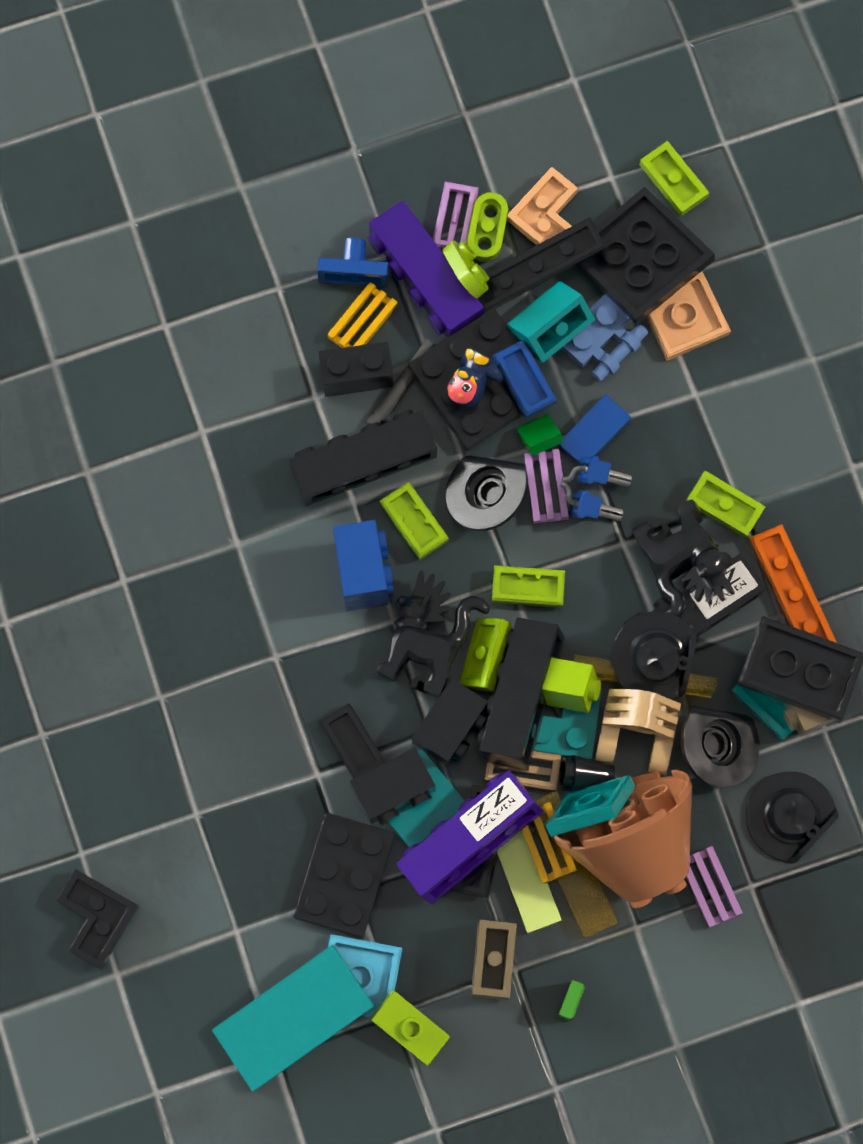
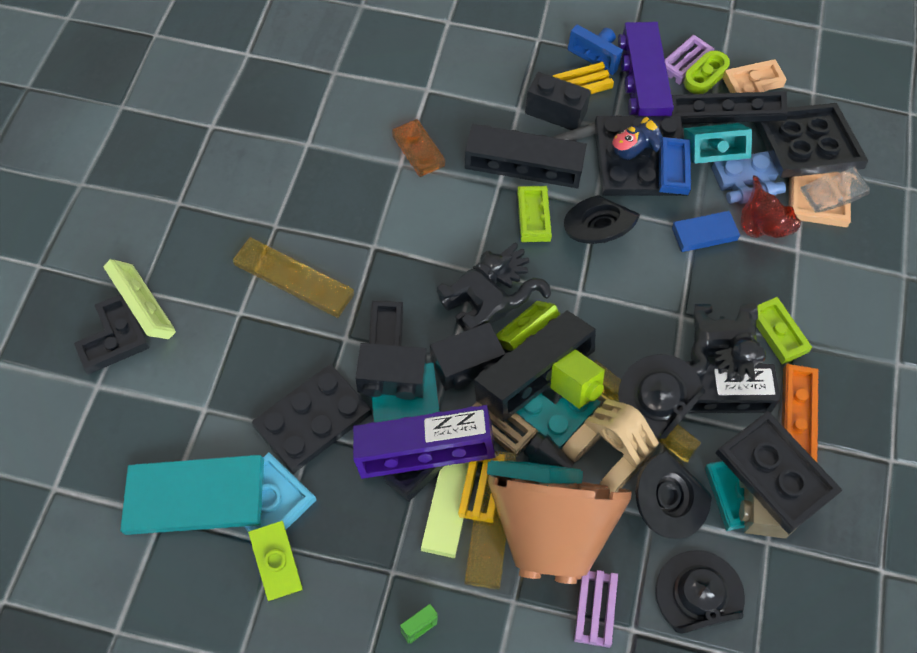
camera: 30 degrees right, 15 degrees down
(93, 865) = (139, 299): none -> yellowish green tile
(221, 743) = (293, 277): none -> clear yellow tile
(243, 513) = (418, 147): none -> clear orange plate
(361, 567) = (475, 212): blue brick -> none
(468, 273) = (677, 80): lime plate -> none
(493, 960) = (377, 547): dark tan brick -> none
(528, 586) = (589, 301): lime plate -> none
(540, 435) = (663, 210): green tile -> none
(542, 458) = (654, 228): lavender tile -> none
(587, 505) = (687, 252): blue piece -> none
(648, 377) = (767, 215): none -> clear red hair
(674, 178) = (861, 110): lime plate -> none
(698, 306) = (836, 191): none -> clear slope

